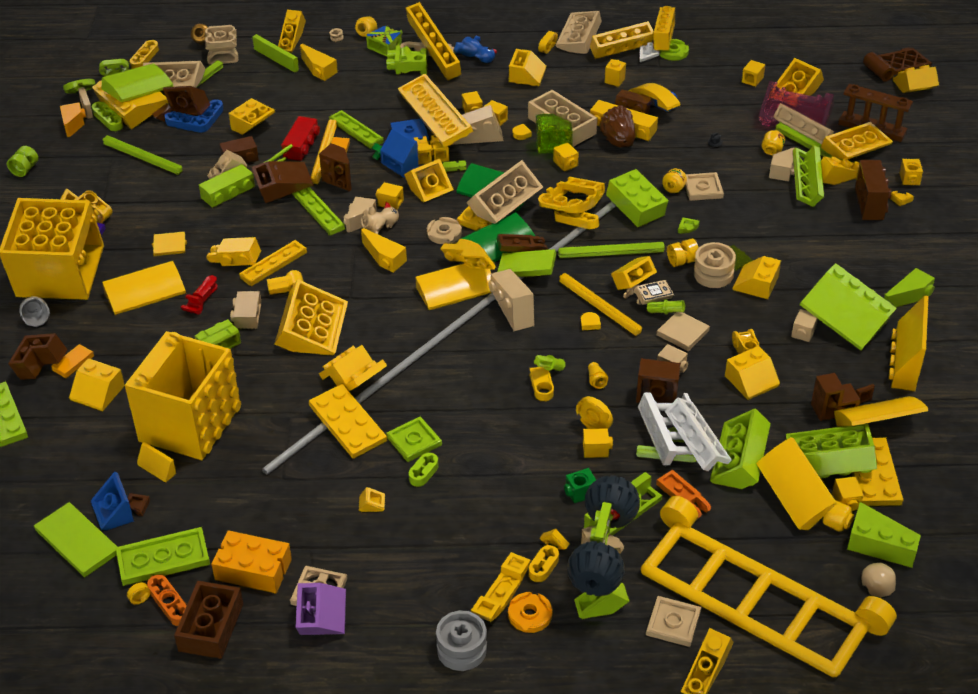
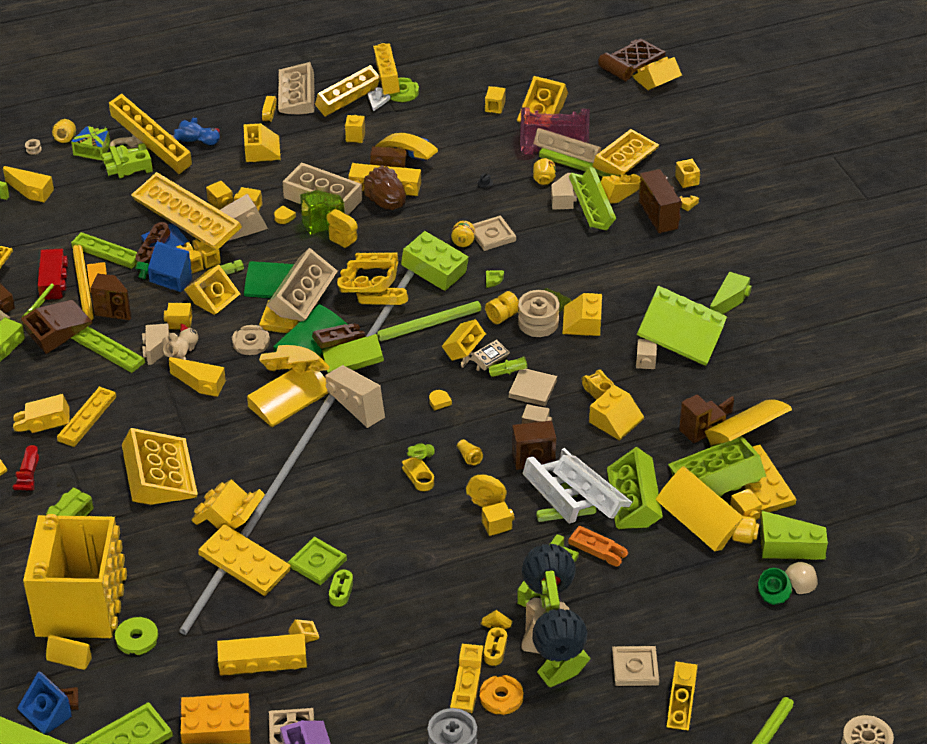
camera: 20 degrees left, 0 degrees up
(222, 455) = (134, 626): none -> lime tile
(246, 309) = (85, 472): tan brick -> none
(284, 283) = (111, 436): yellow piece -> none
(323, 511) = (262, 654): none -> yellow brick
(403, 124) = (160, 233): none -> reddish brown beam
(565, 146) = (342, 222): none -> yellow beam
(578, 484) = (500, 563): green brick -> none
(600, 304) = (441, 379): yellow axle -> none
(847, 580) = (774, 586): none -> green hat
(850, 120) = (615, 130): reddish brown fence -> none
(872, 615) = (810, 612): yellow fence -> none
(909, 347) = (752, 351): yellow slope -> none

